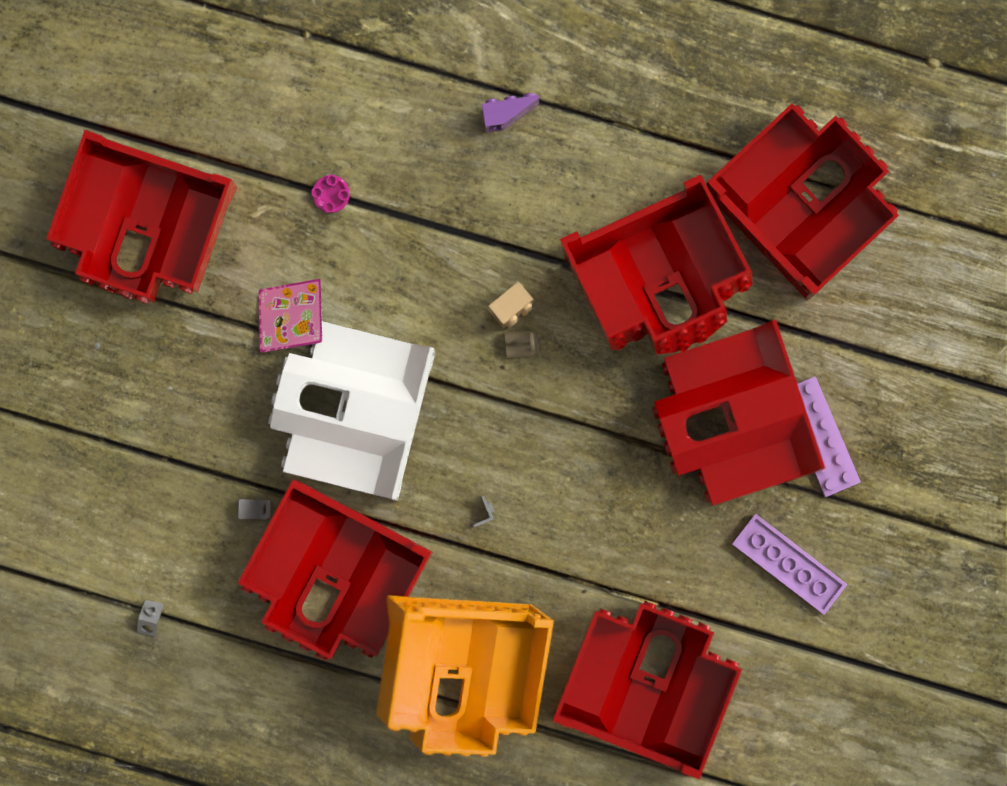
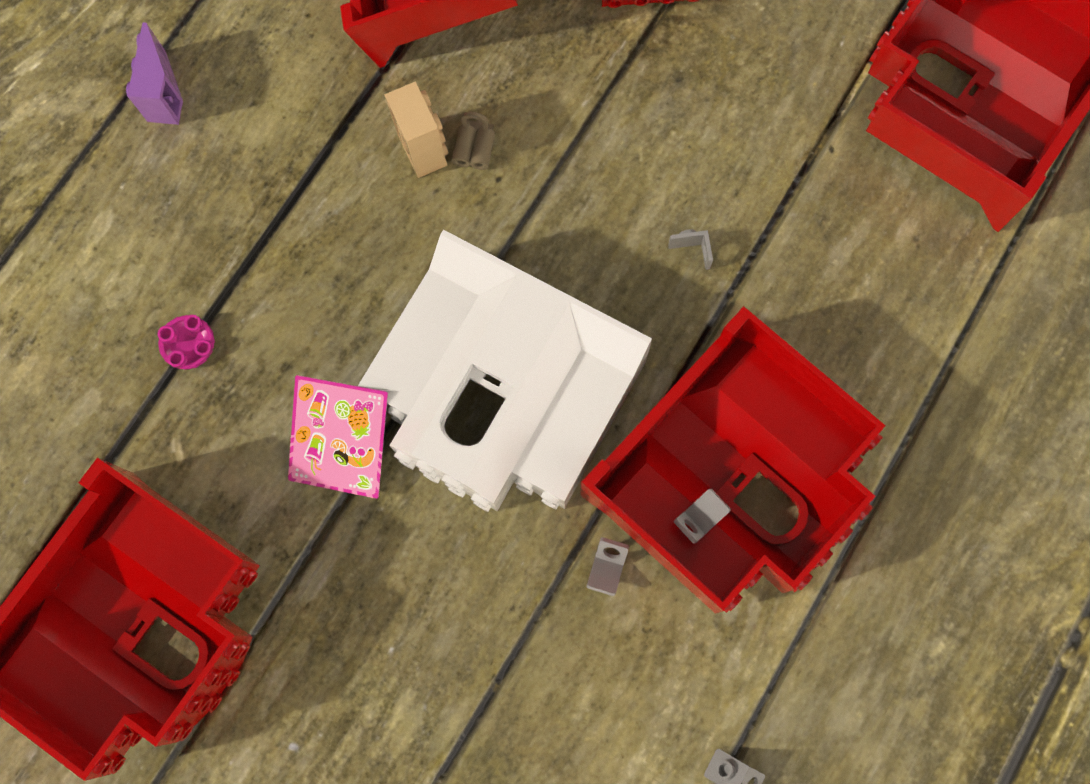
camera: 70 degrees left, 10 degrees down
(296, 559) = (702, 515): none -> light grey bracket
(497, 655) = (932, 264): light orange panel -> none

